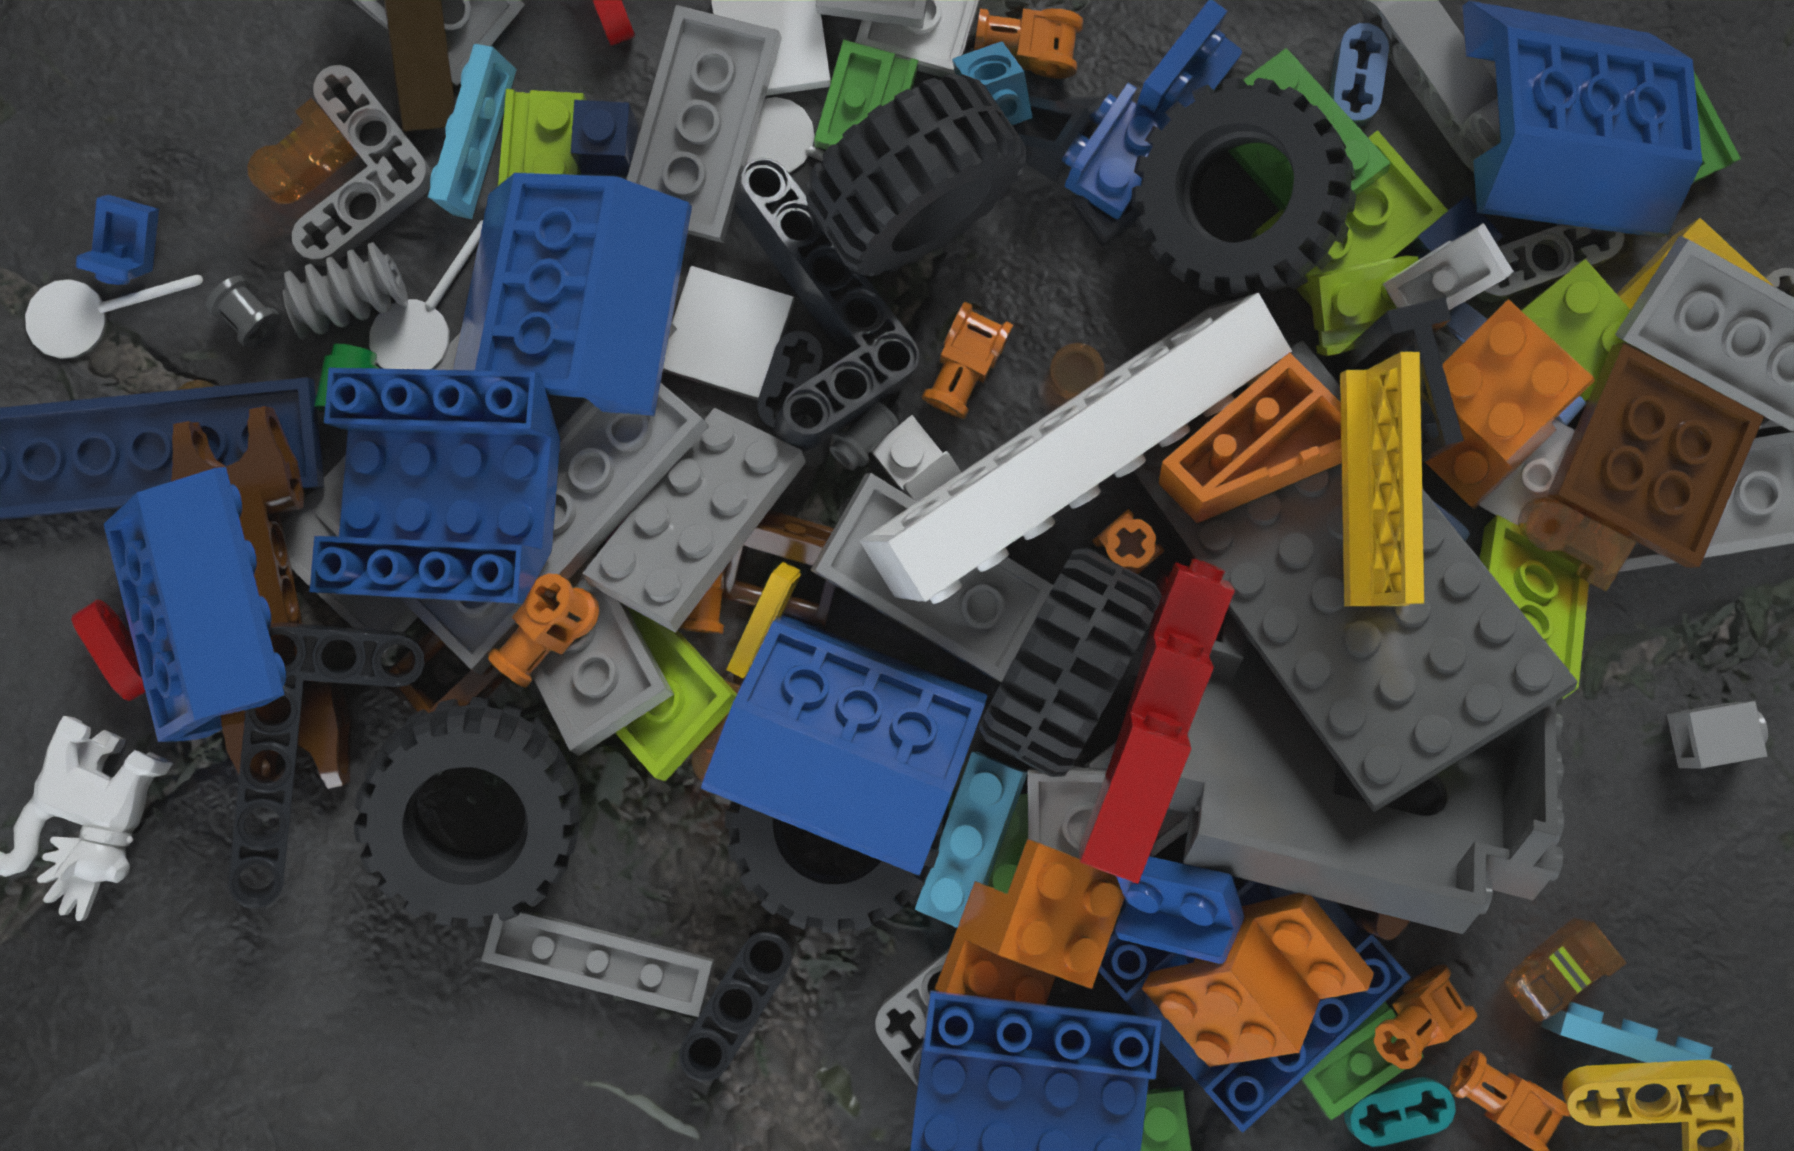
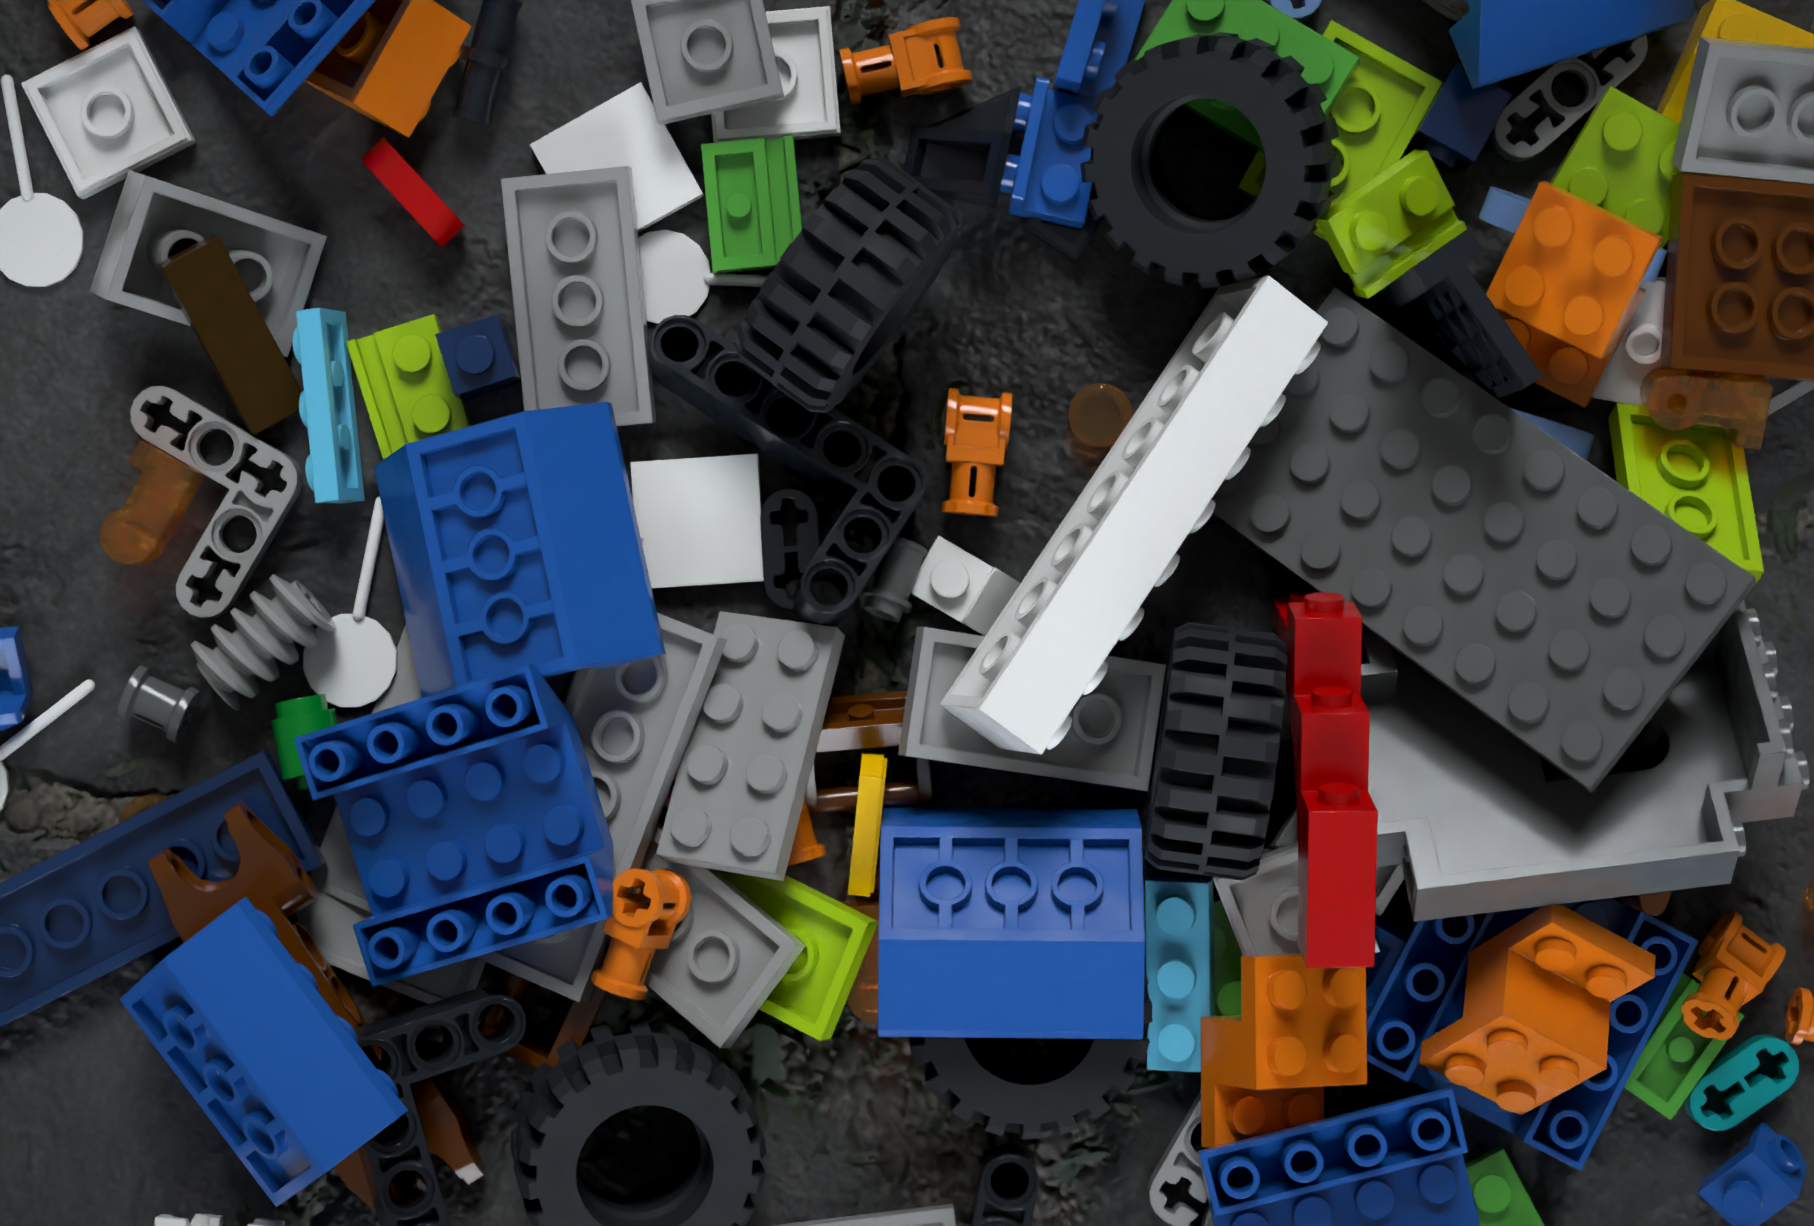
camera: 20 degrees left, 5 degrees up
(110, 648) = (173, 1125): red beam -> none
(1001, 77) = (888, 129): dark azure brick -> none
(1129, 542) = (1229, 593): orange connector -> none
(1181, 910) = (1431, 970): blue bracket -> none
(1257, 444) = (1332, 435): orange wedge -> none
(1382, 483) = (1473, 451): yellow fence -> none
(1451, 271) = (1466, 172): white slope -> none

